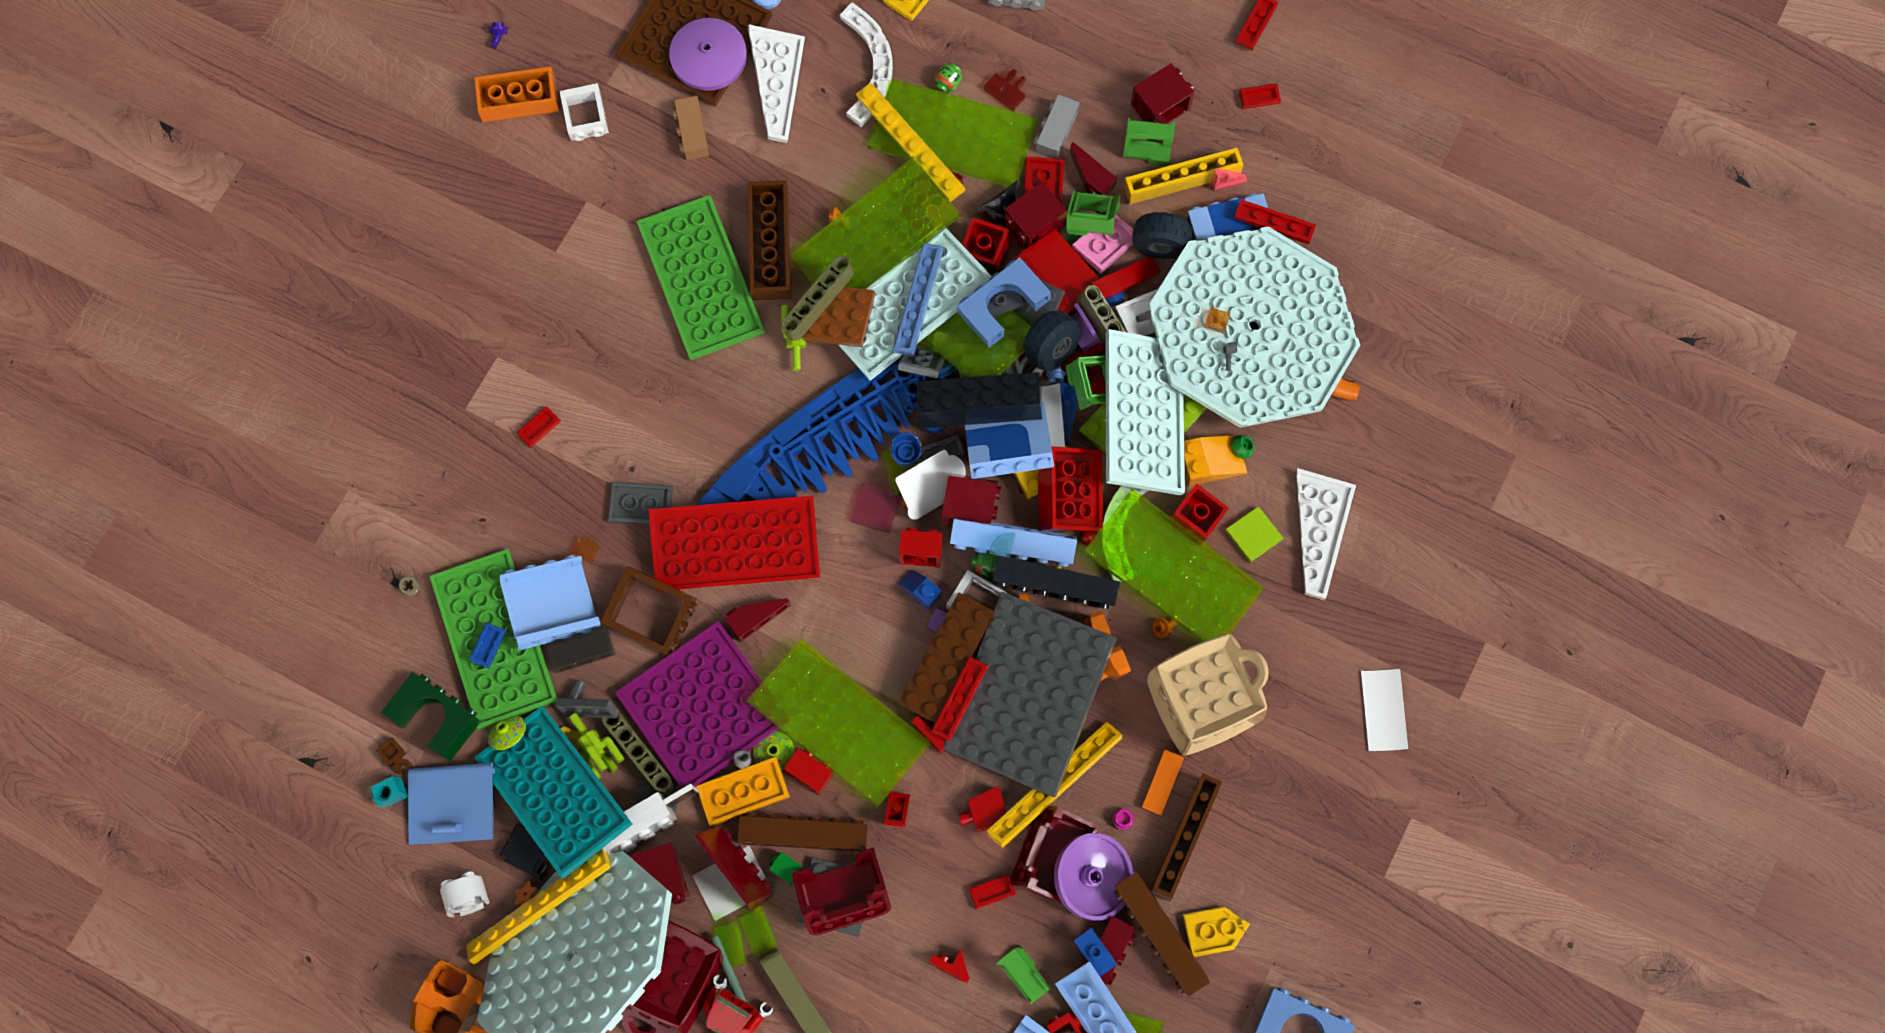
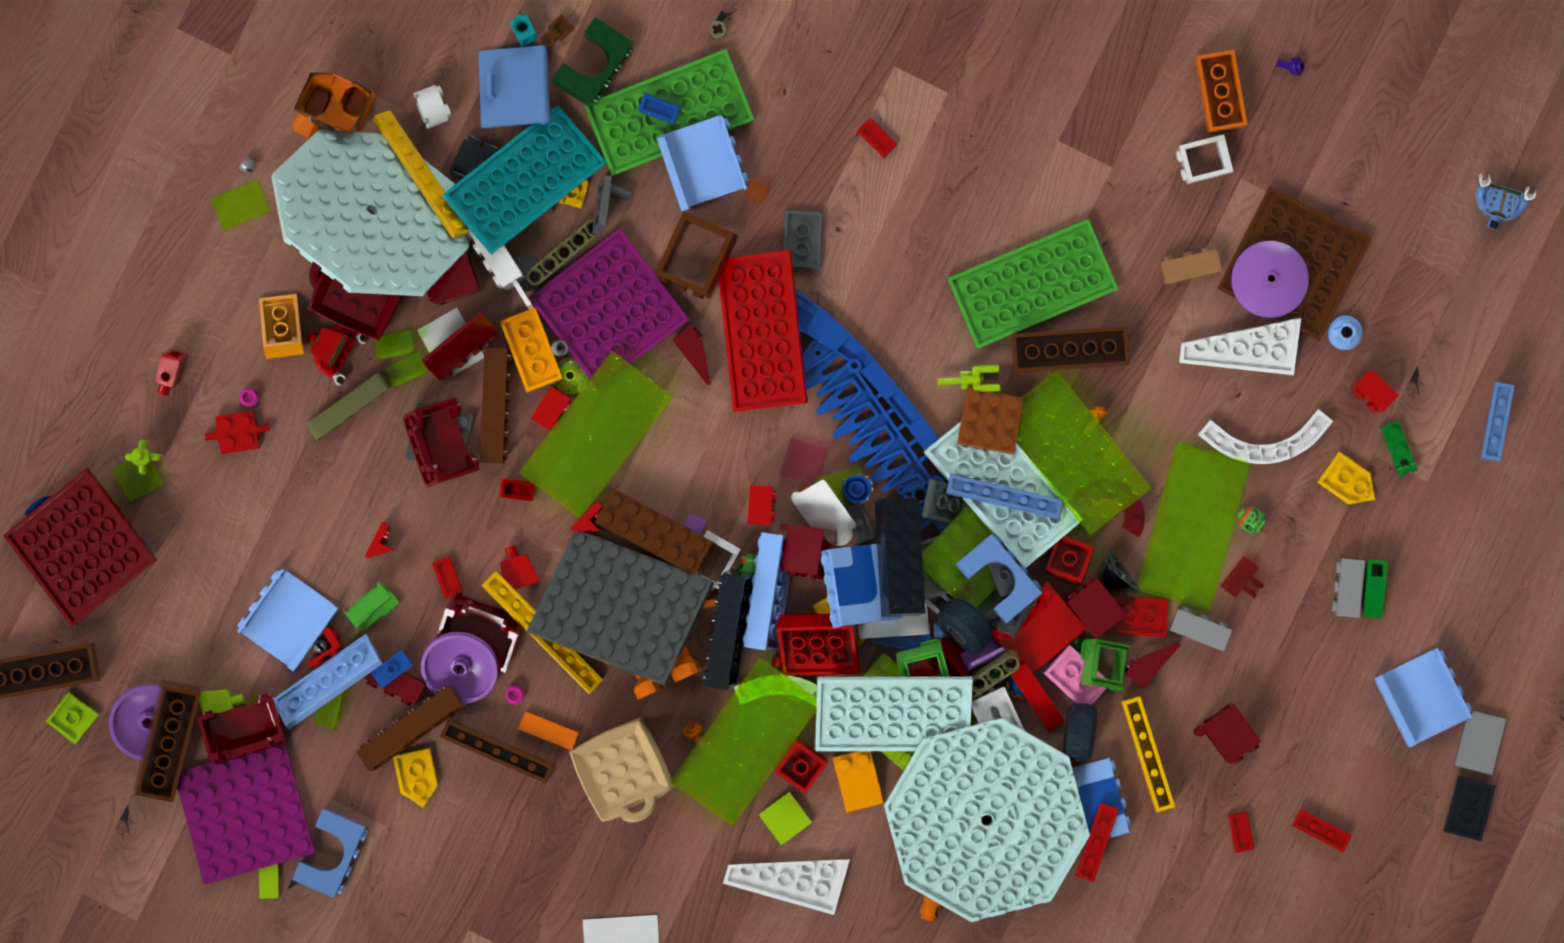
camera: 90 degrees right, 15 degrees up
(506, 733) = (575, 135): lime dish -> none
(526, 893) = (435, 165): orange plate -> none
(581, 649) = (660, 194): clear smoke brick -> none
(596, 748) = (567, 214): lime plant -> none
(729, 970) = (373, 344): sand green bar -> none
(783, 867) = (463, 391): green brick -> none
(816, 307) = (993, 399): olive beam -> none
(910, 141) = (1174, 484): yellow plate -> none
(921, 589) = (724, 505): blue slope -> none
(960, 698) = (615, 544): red tile -> none
(1003, 545) = (757, 581): clear light blue brick -> none
(1154, 152) = (1182, 720): bright green piece -> none
(1217, 320) = (987, 783): clear orange tile -> none
(1224, 179) = (1147, 799): coral tile -> none
(1229, 349) = (958, 794): dark grey hand -> none
(1243, 446) = (870, 803): green plate -> none

